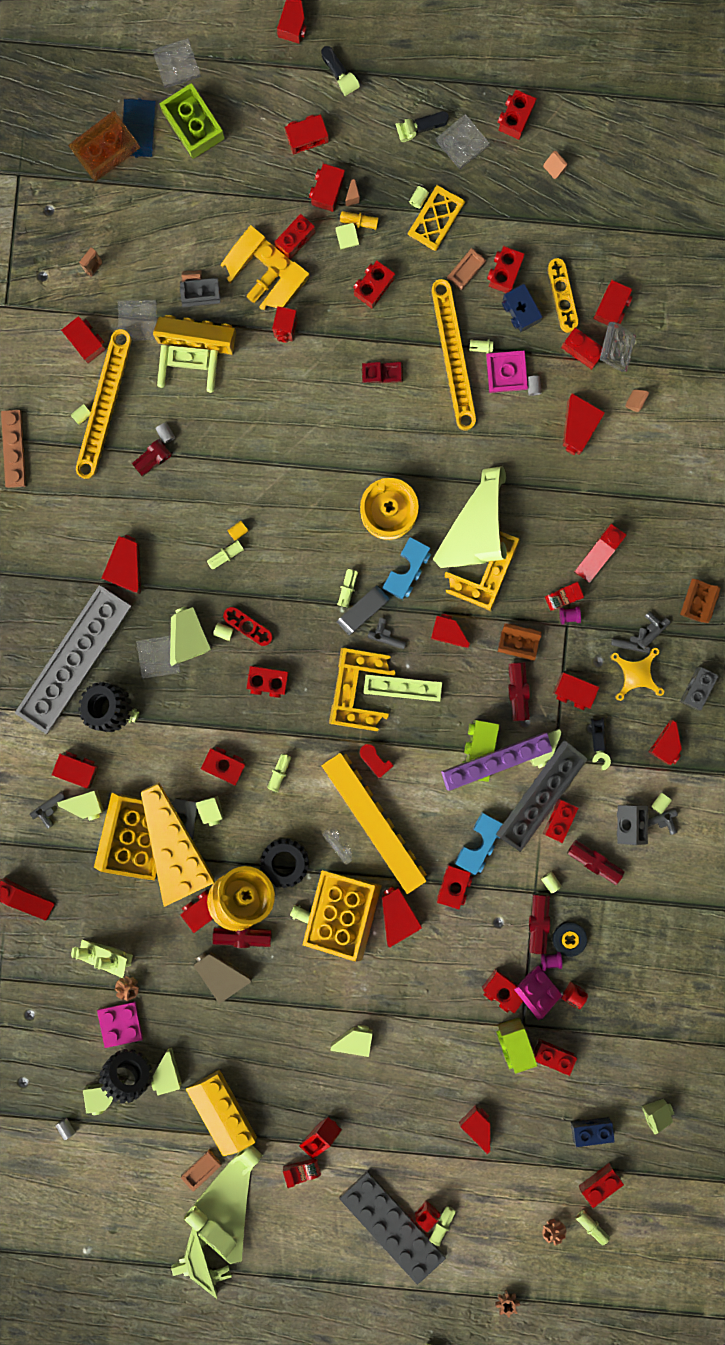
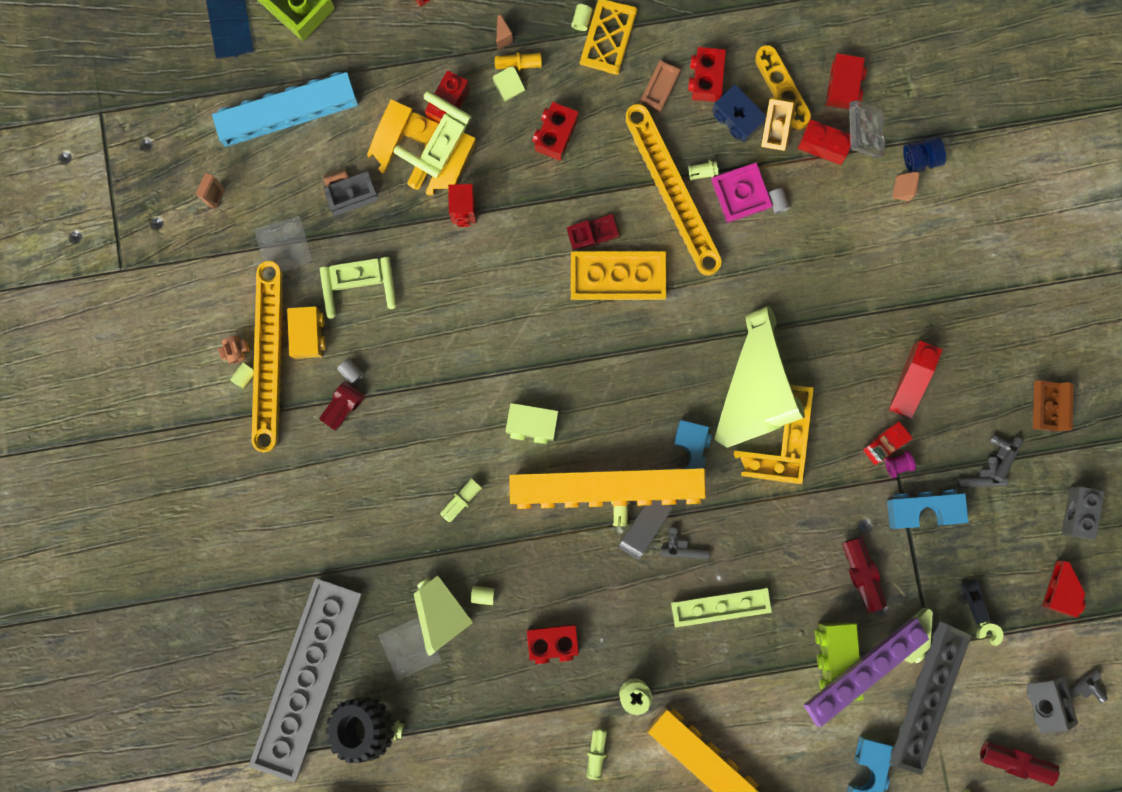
camera: 15 degrees left, 5 degrees down
(13, 448) = (170, 438): nougat plate -> none
(78, 392) = (233, 350): none -> nougat gear
(83, 340) = (223, 285): red brick -> none
(104, 146) = (193, 52): clear orange brick -> none
(124, 565) = (340, 545): red slope -> none
(137, 393) = (305, 332): none -> yellow brick
(165, 210) = (284, 109): none -> medium azure brick
(194, 334) = (357, 245): yellow slope -> none
(212, 762) = (511, 768): red brick -> none
(233, 623) = (491, 581): red beam -> none
(237, 530) = (468, 466): yellow hinge -> none
(282, 269) = (443, 140): none -> yellowish green plate
(295, 509) = (531, 422): none -> yellowish green brick
(317, 744) = (633, 705): none -> yellowish green piece
(327, 187) = (471, 33): red brick -> none
(340, 573) = (608, 487): none -> yellow brick
(349, 665) = (654, 654): yellow wedge -> none
(369, 755) = (704, 704): red leg -> none
(392, 412) = (618, 275): none -> yellow plate
(399, 497) = (651, 374): yellow piece -> none
(448, 631) = (758, 523): red slope -> none
(519, 641) = (847, 512): dark orange bracket -> none
(549, 324) = (778, 123): none -> yellow brick
(560, 820) = (961, 723): red brick -> none
(575, 690) = (933, 555): red brick -> none
(579, 424) = (846, 232): red slope -> none
(598, 657) = (905, 511): none -> dark azure arch
(637, 674) = (1003, 515): yellow piece -> none
(658, 378) = (926, 154): none -> clear blue wheel
(661, 803) = (1077, 667): yellowish green hinge -> none

